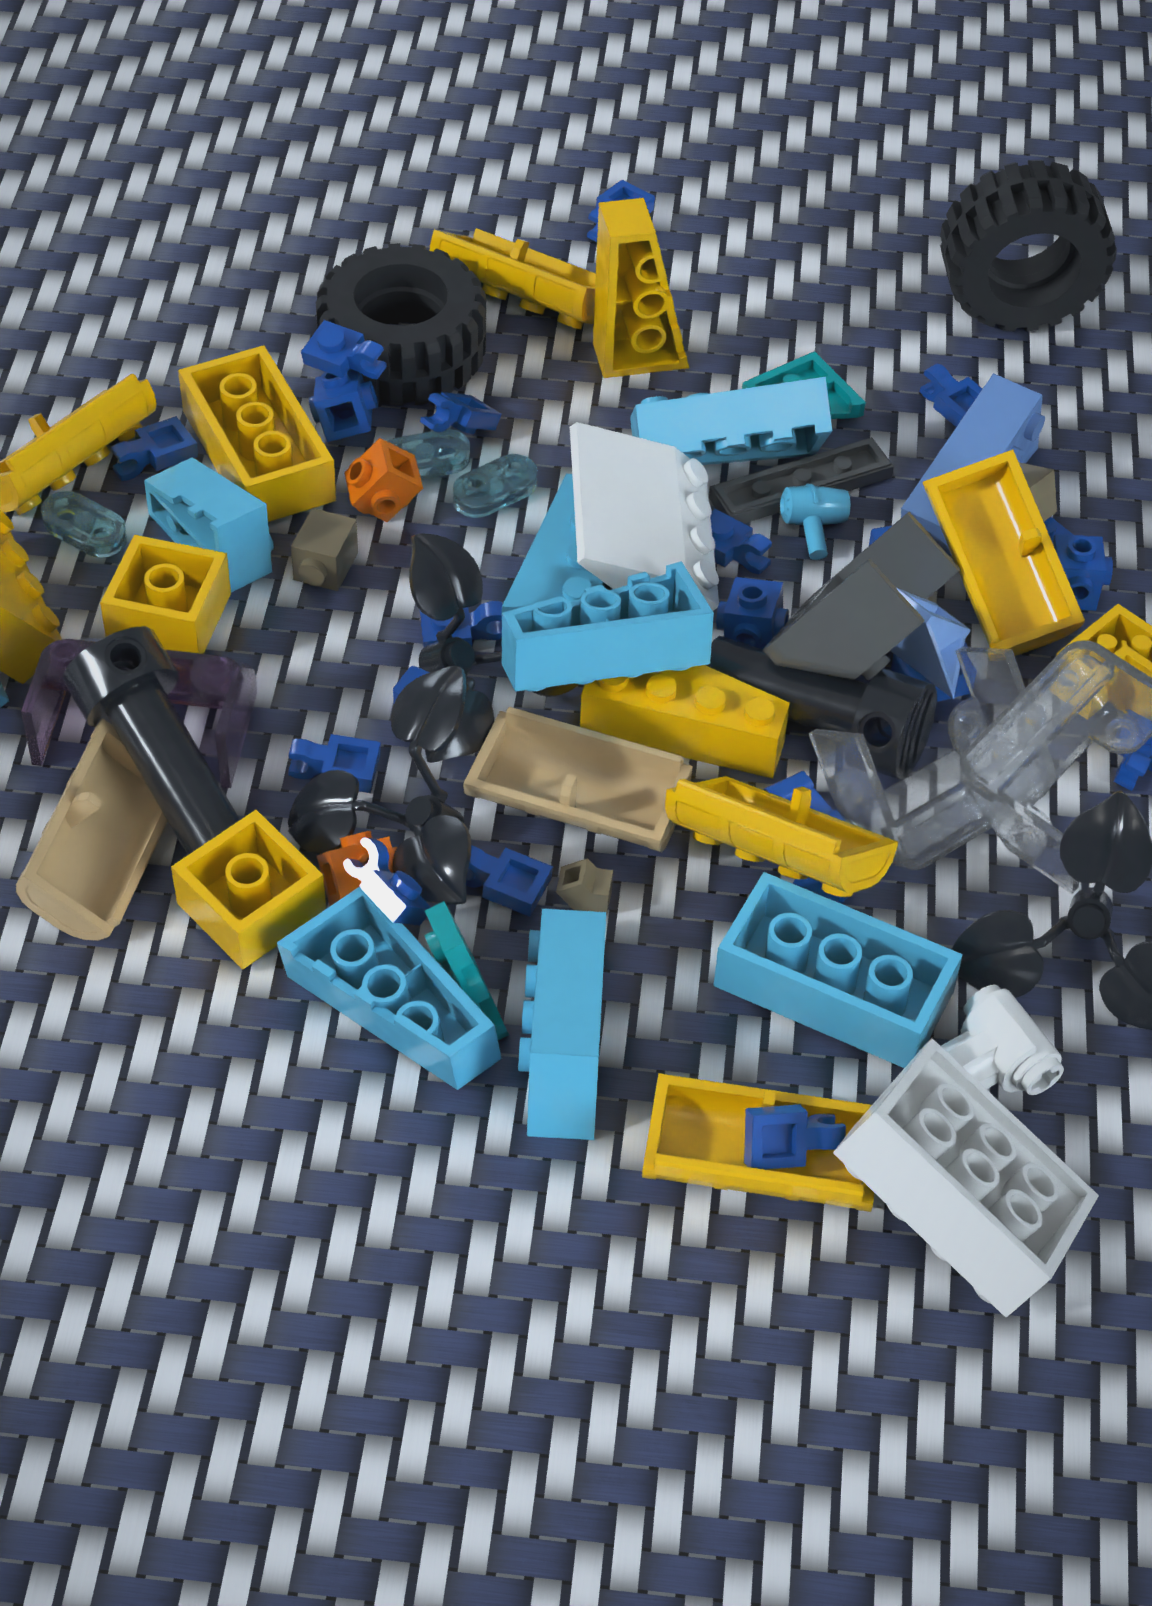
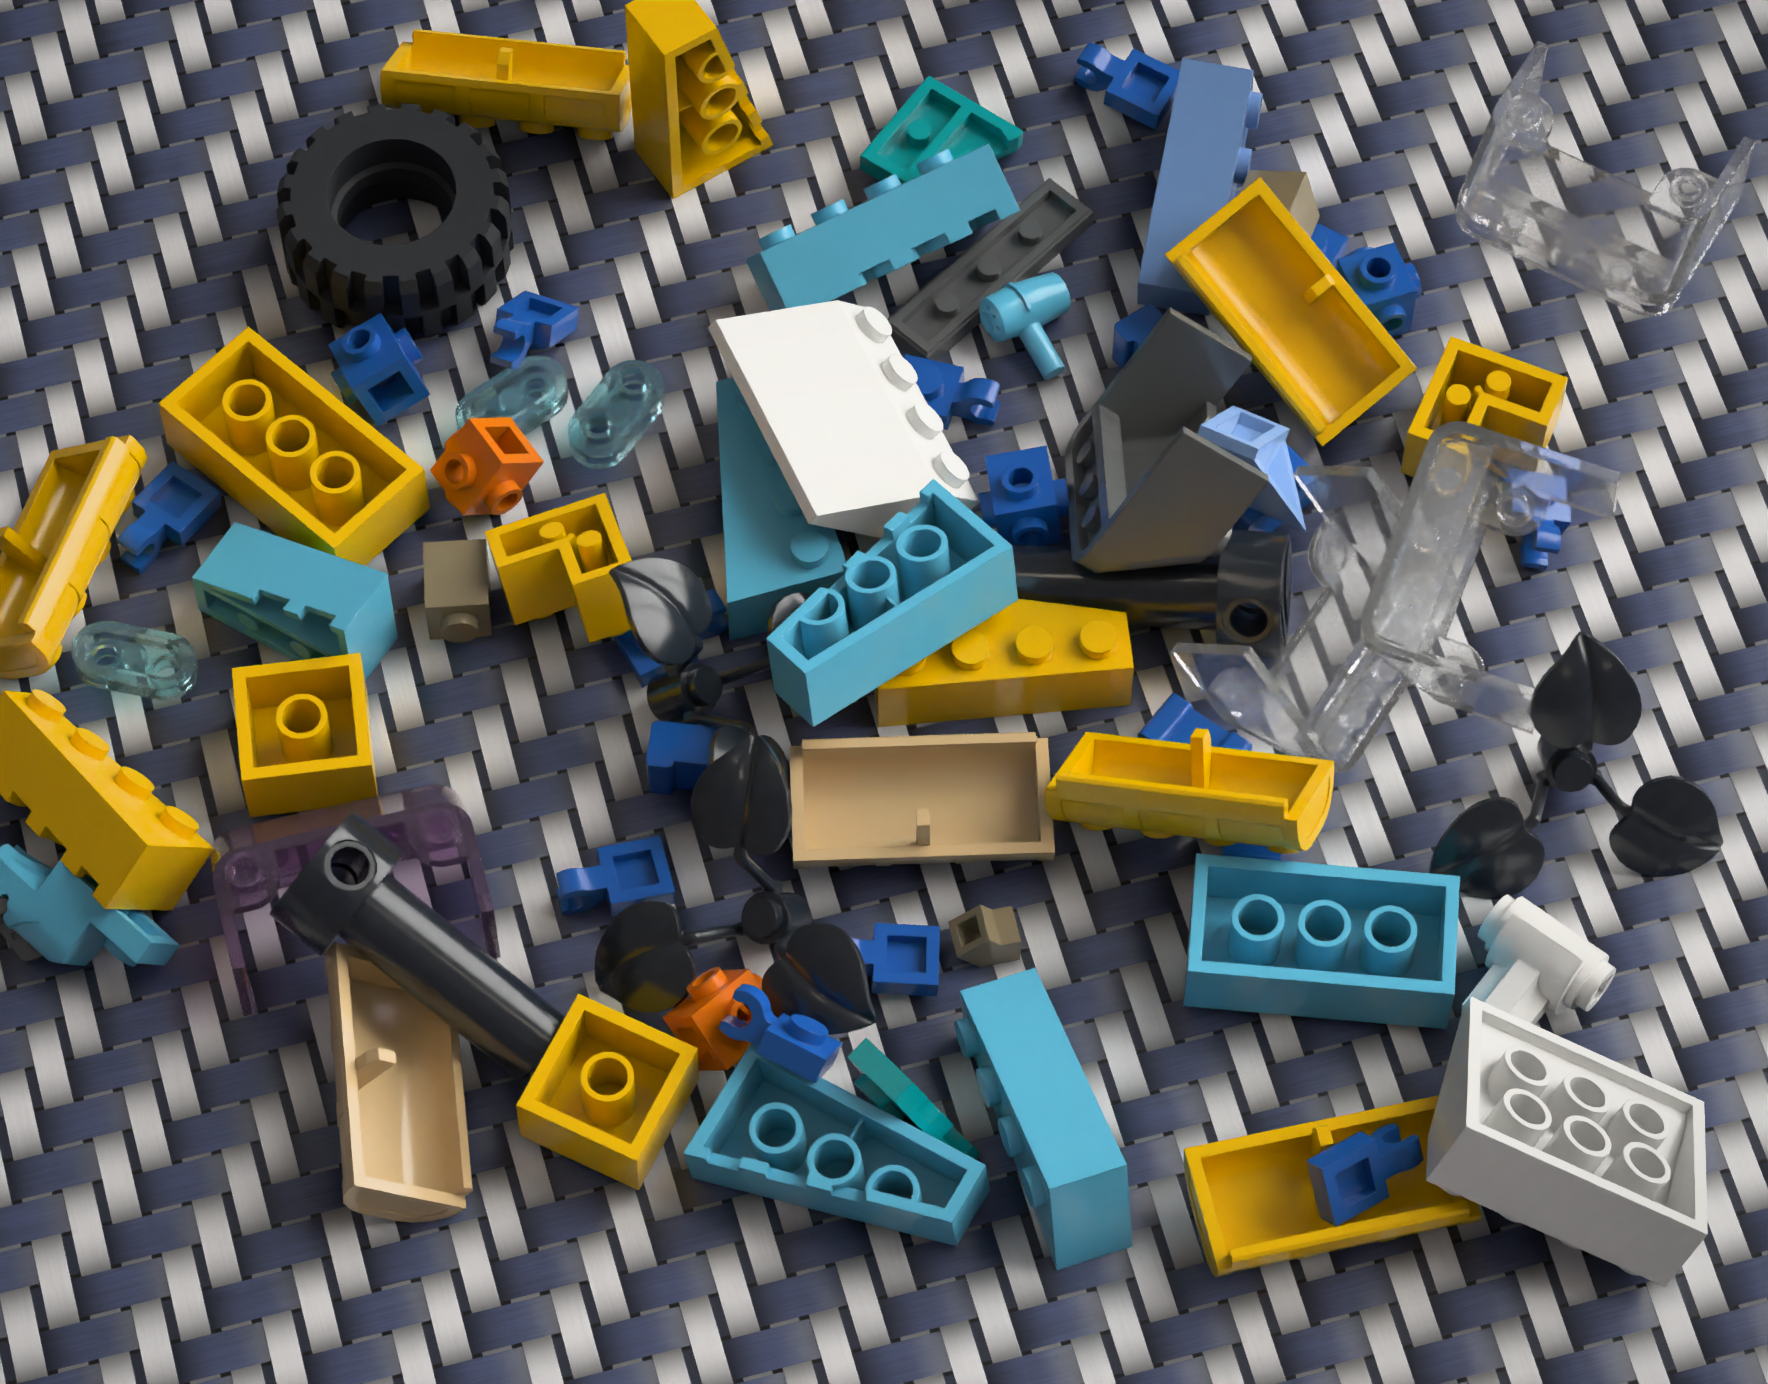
camera: 20 degrees left, 10 degrees up
(340, 349) = (355, 306): blue plate -> none
(384, 549) = (563, 563): none -> yellow brick

